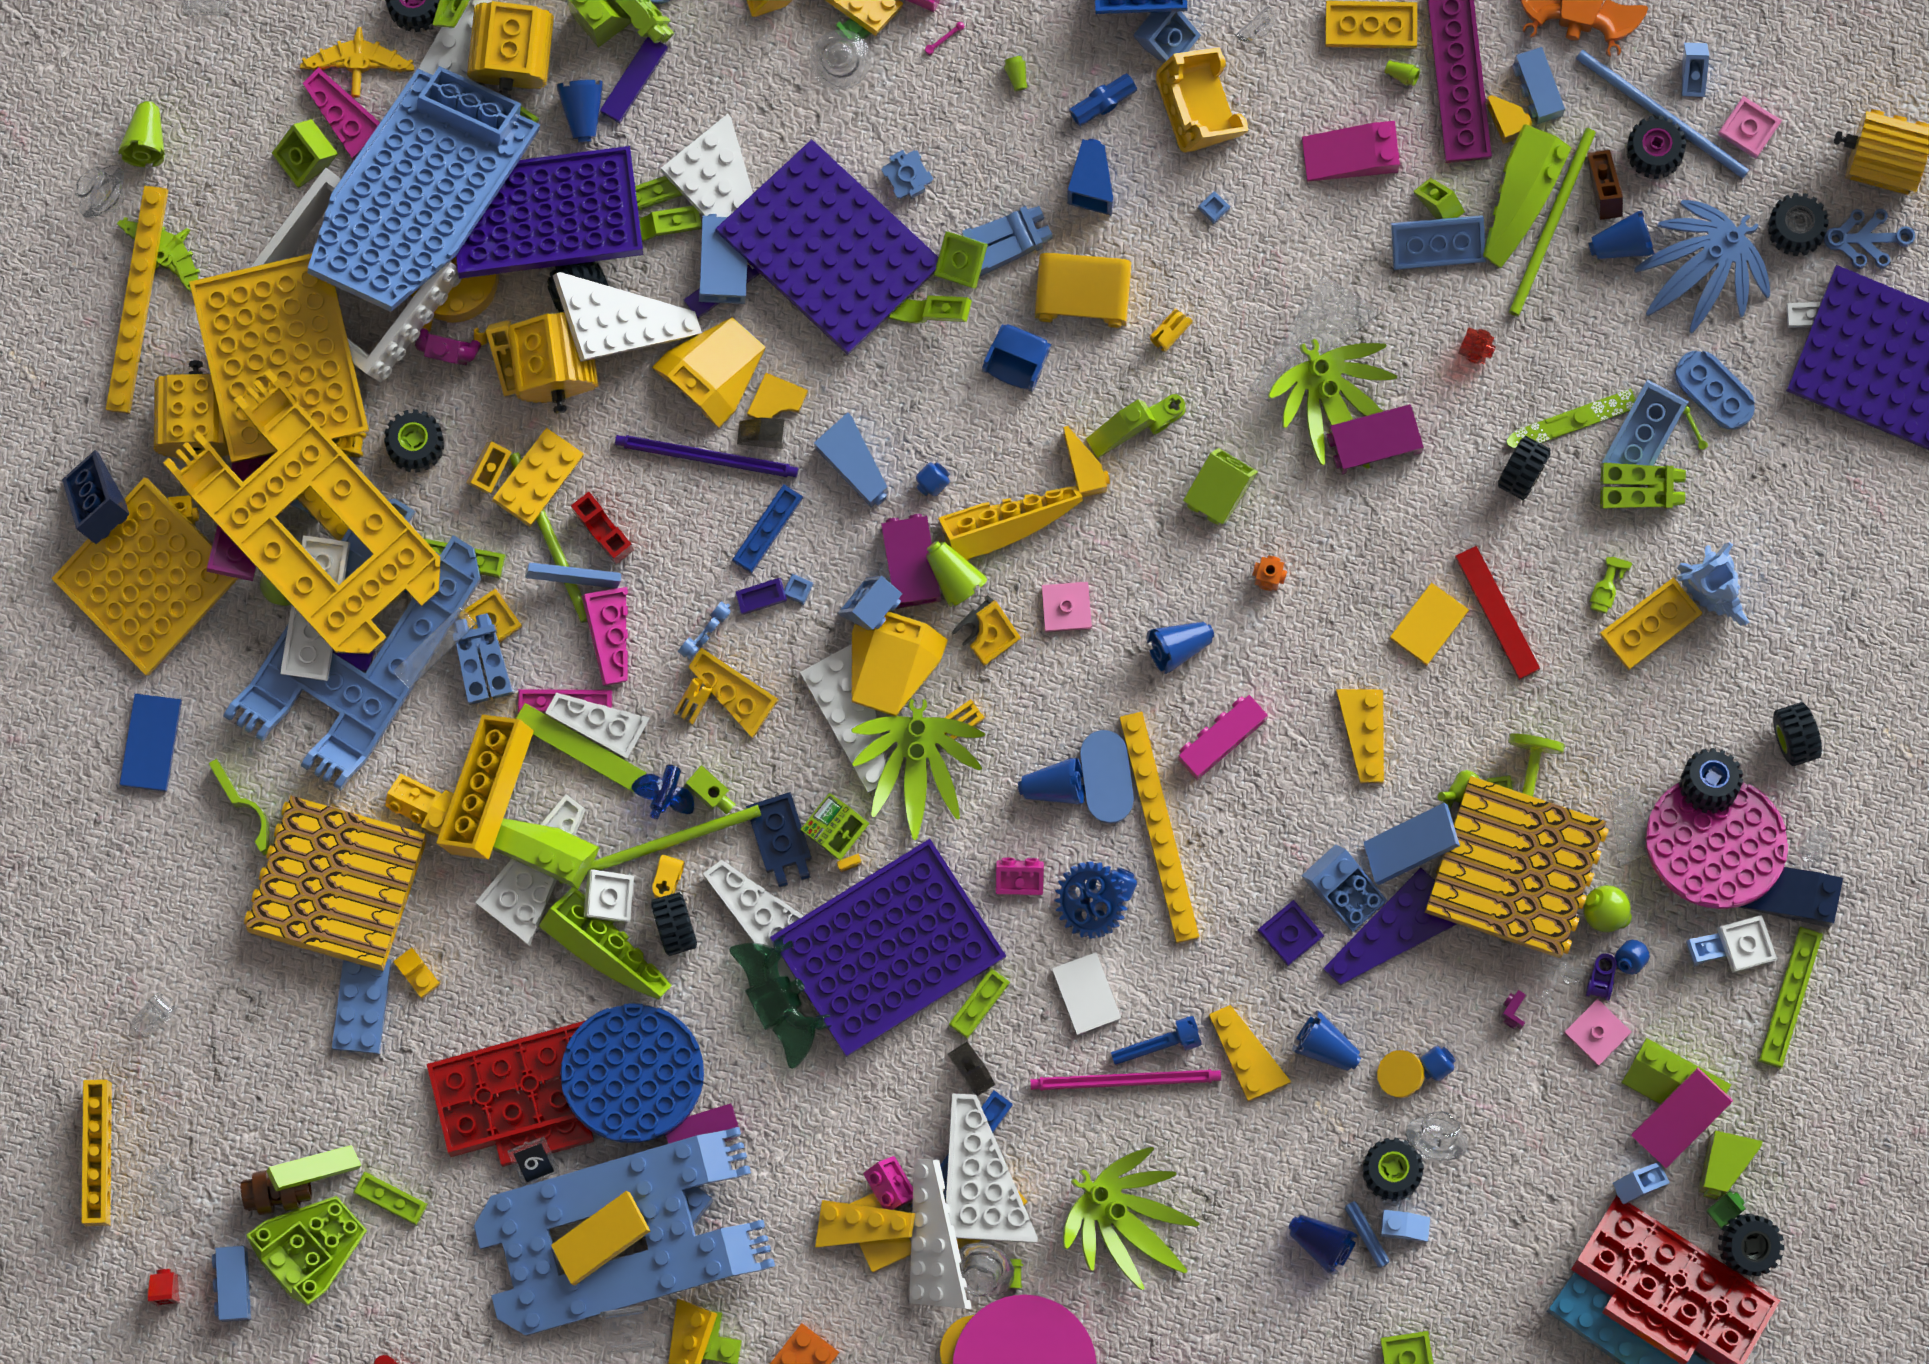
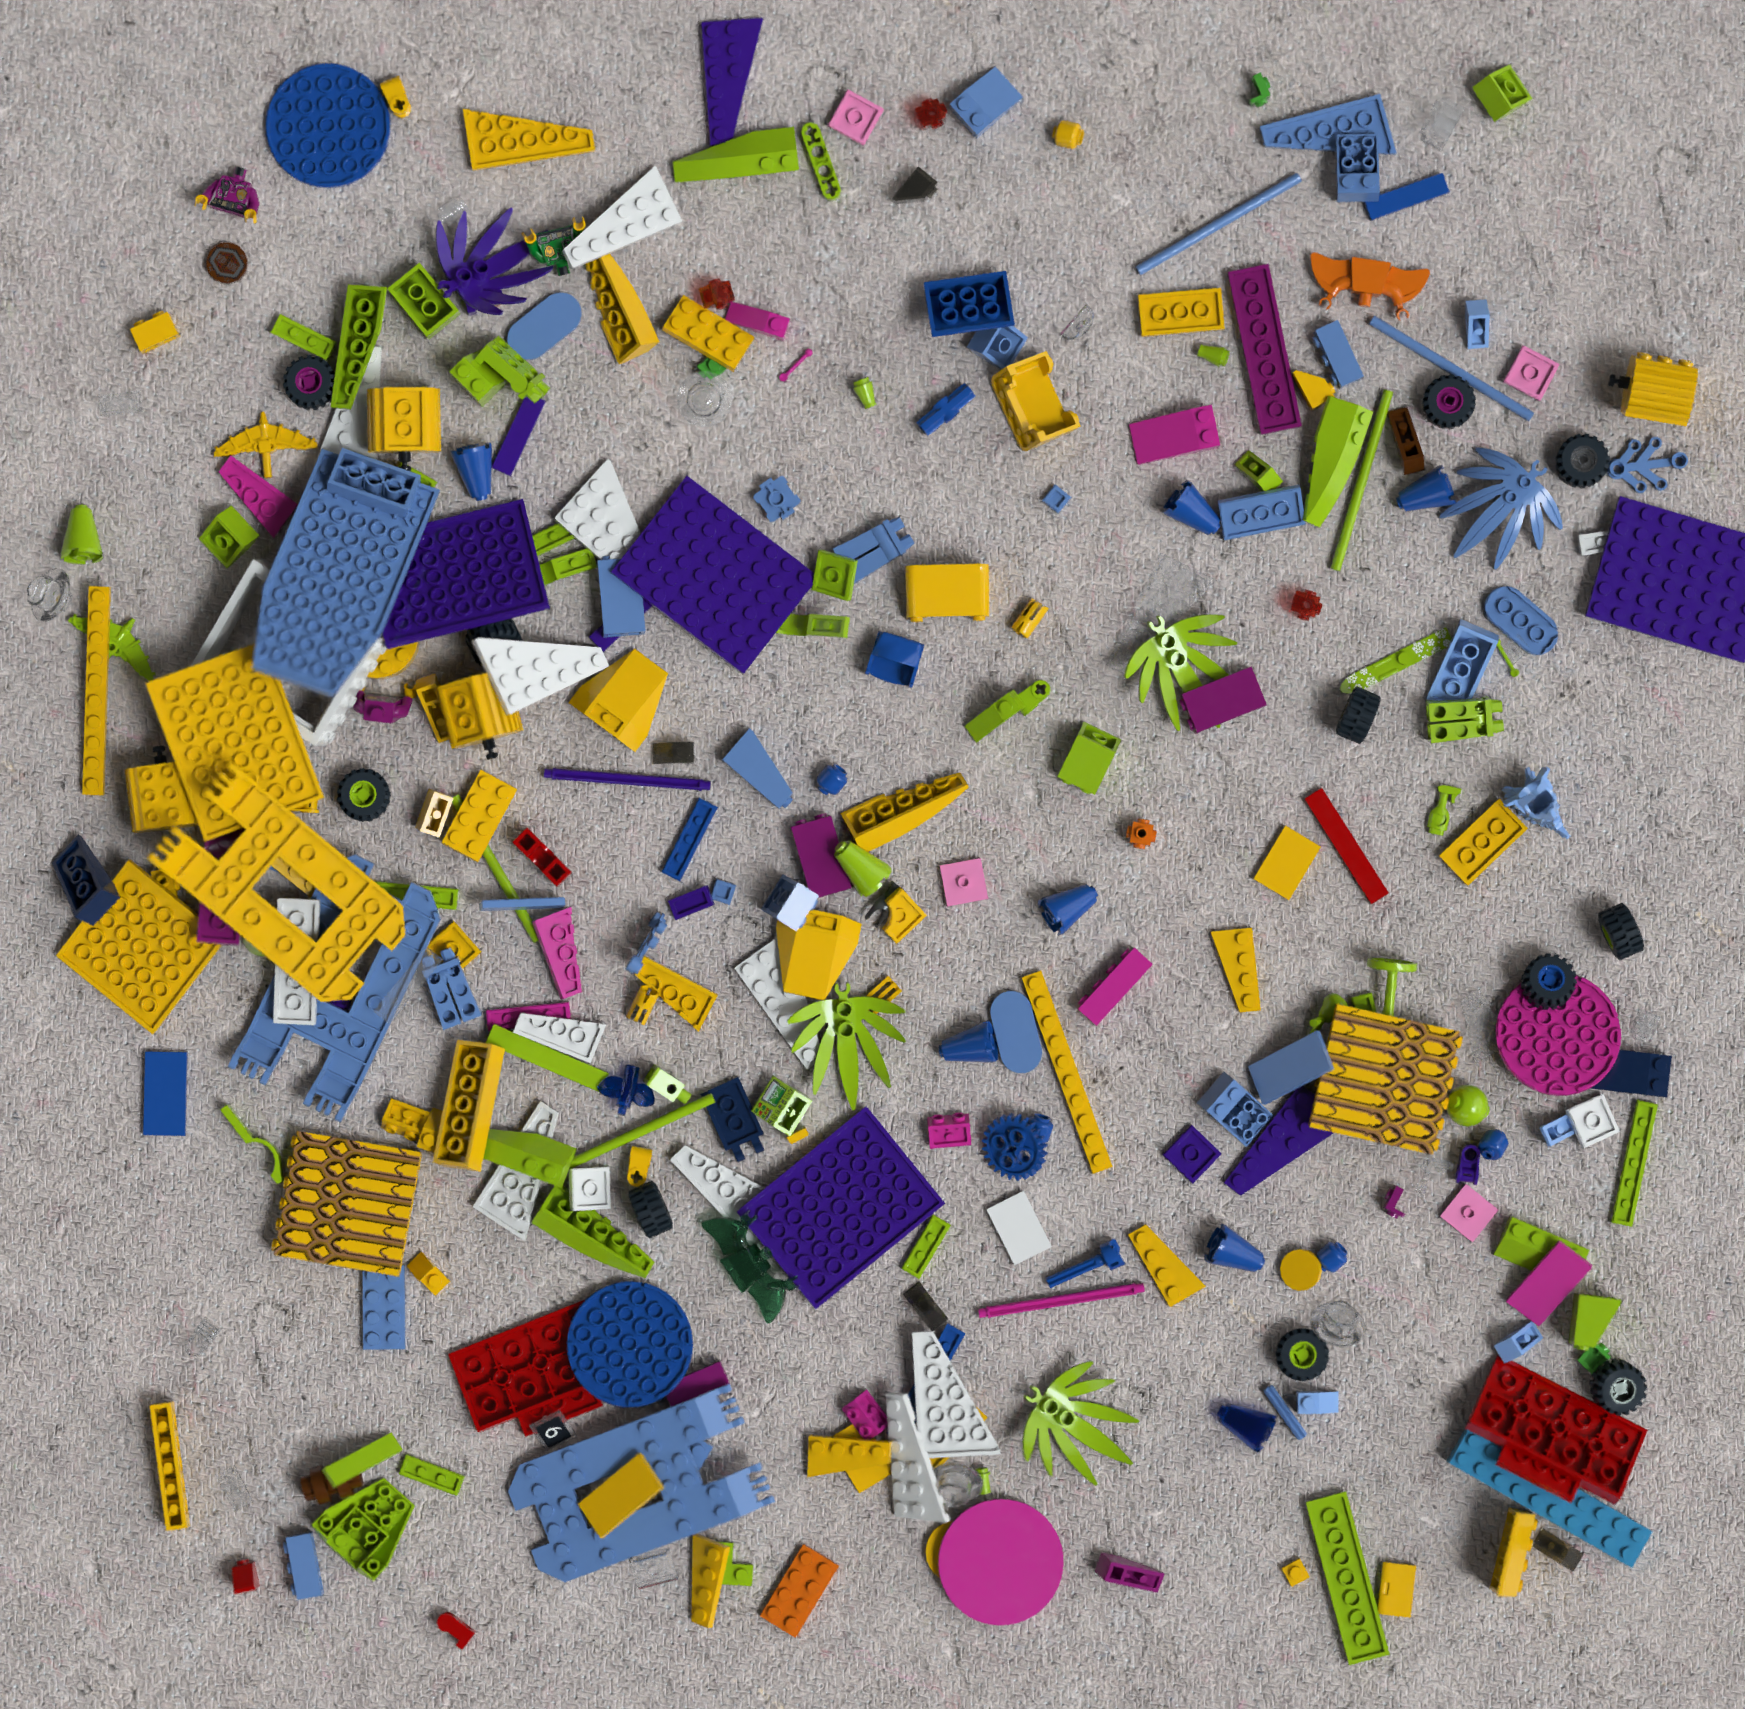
camera: 10 degrees left, 10 degrees up
(776, 397) = (681, 718): yellow tile -> none
(1086, 468) = (968, 756): yellow slope -> none
(1090, 179) = (943, 487): blue slope -> none
(1362, 232) = (1192, 509): none -> blue cone

